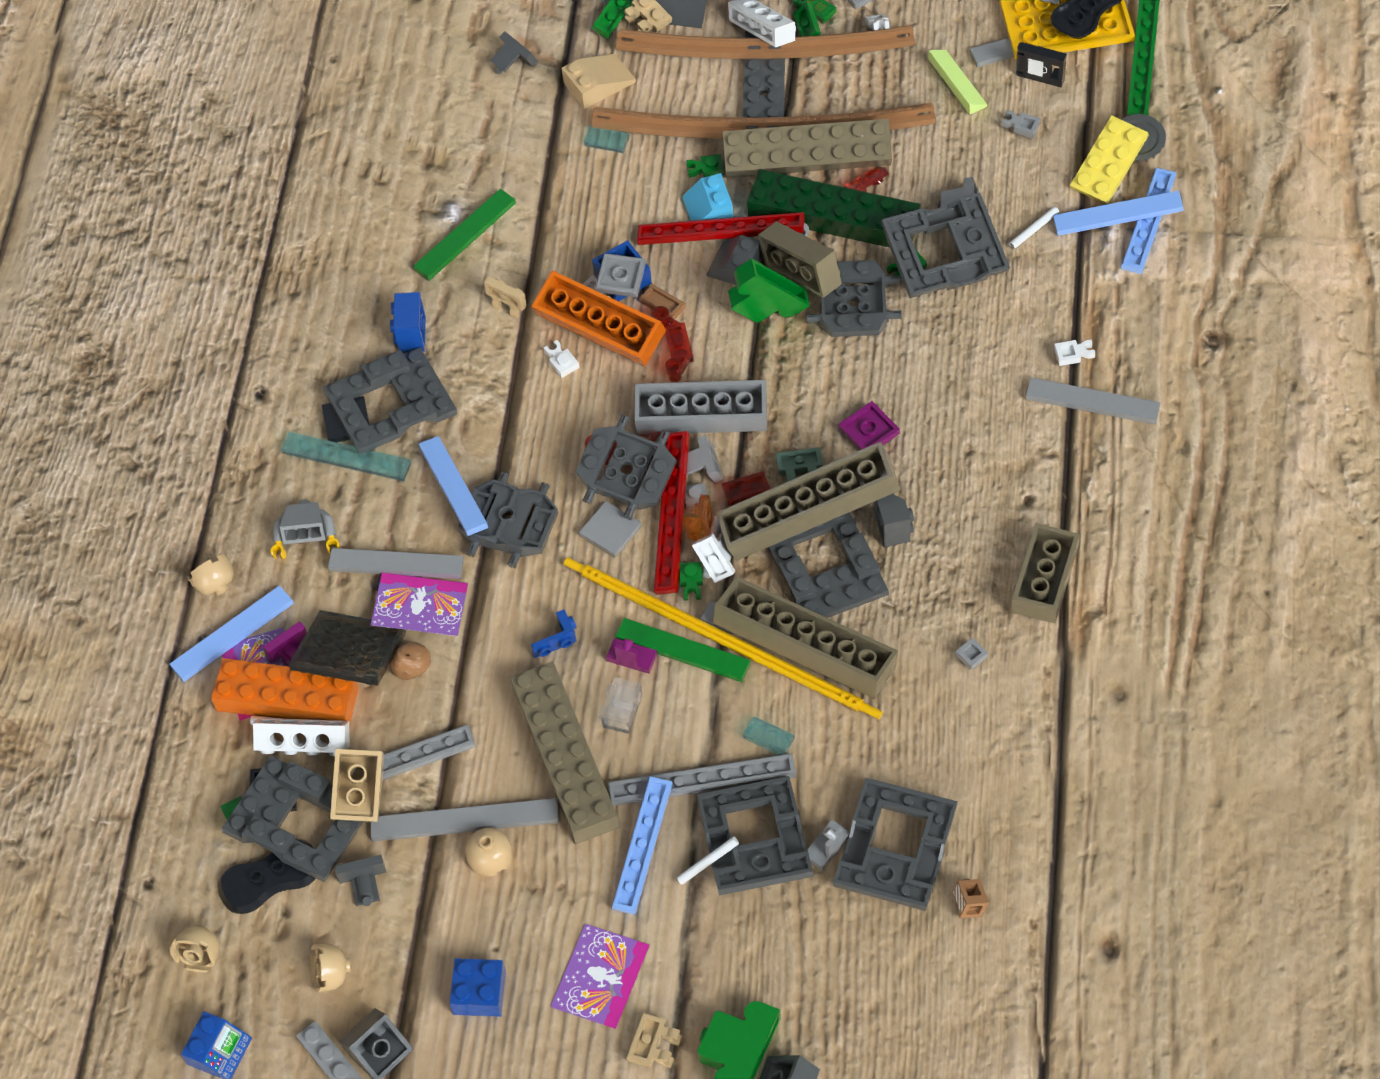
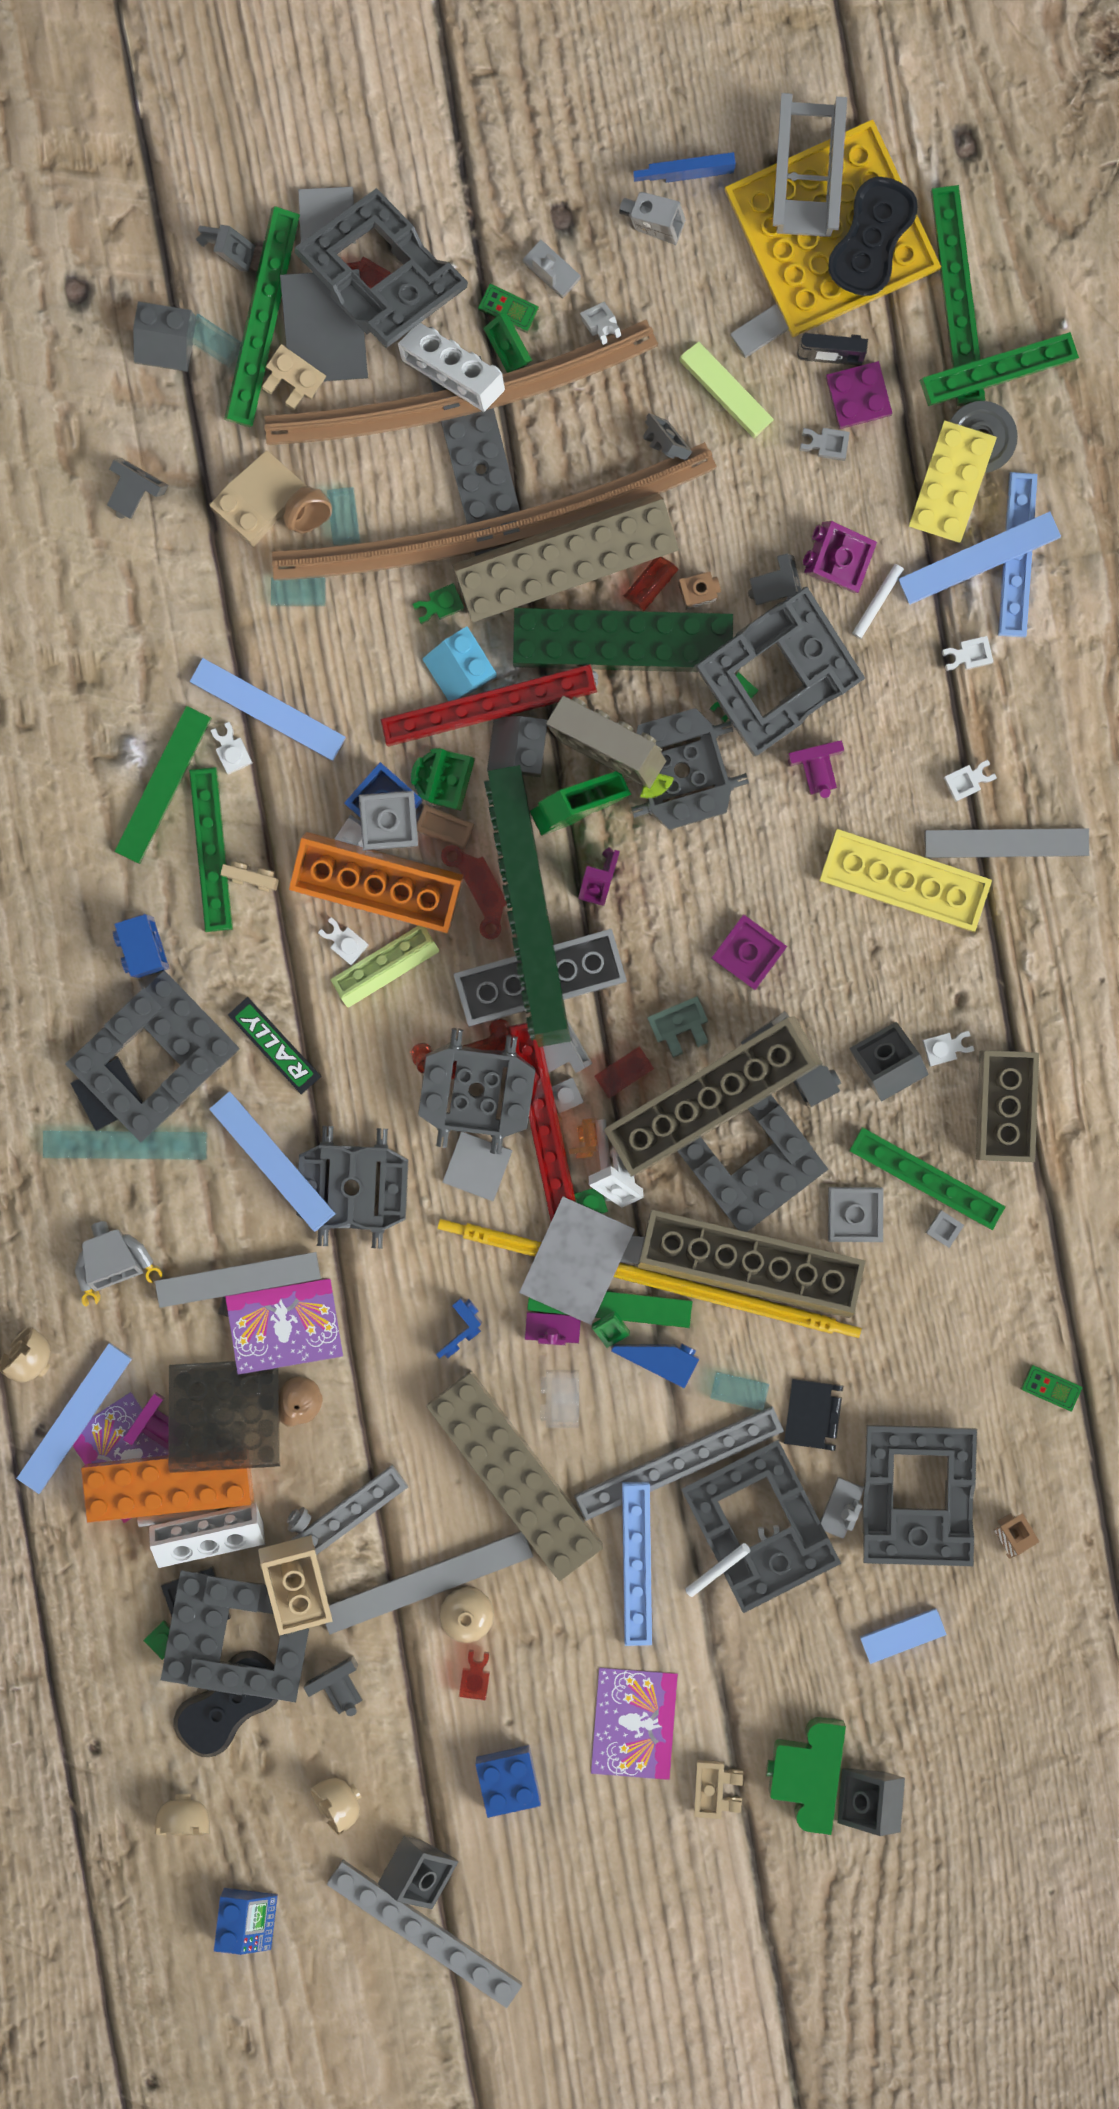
camera: 20 degrees left, 30 degrees up
(378, 744) = (298, 1520): none -> light grey plate
(478, 903) = (475, 1680): none -> clear red plate
(484, 415) = (274, 1045): none -> tile
(487, 266) = (210, 849): none -> green tile
(522, 224) = (232, 752): none -> white plate
(558, 204) = (267, 709): none -> light blue tile
(586, 382) = (384, 965): none -> yellowish green slope
(629, 88) = (307, 510): none -> medium nougat hair
(656, 98) = (344, 516): none -> clear light blue tile
(666, 607) = (577, 1260): none -> flat silver sticker
(672, 268) = (442, 777): none -> green slope
(677, 664) = (610, 1329): none -> green tile
(704, 347) = (529, 909): none -> dark green brick
(710, 694) = (662, 1359): none -> blue slope
(766, 353) = (597, 881): none -> magenta piece
(824, 769) = (813, 1414): none -> black piece
(831, 301) = (659, 786): none -> lime tile
(851, 959) = (903, 1635): none -> light blue tile
(901, 94) = (665, 438): none -> dark grey plate
(901, 189) = (693, 598): none -> medium nougat brick
(902, 629) = (855, 1214): none -> light grey tile
(958, 315) = (818, 766): none -> magenta piece
(959, 526) = (889, 1061): none -> dark grey slope
(967, 615) = (927, 1178): none -> green plate
(1005, 529) = (943, 1048): none -> white plate
(1006, 407) = (905, 880): none -> light yellow plate
(1011, 191) = (839, 556): none -> magenta plate
(1030, 794) = (1051, 1388): none -> green tile
(1055, 102) = (859, 395): none -> magenta plate
(1098, 272) = (972, 653): none -> white plate
(1162, 99) = (999, 369): none -> green plate

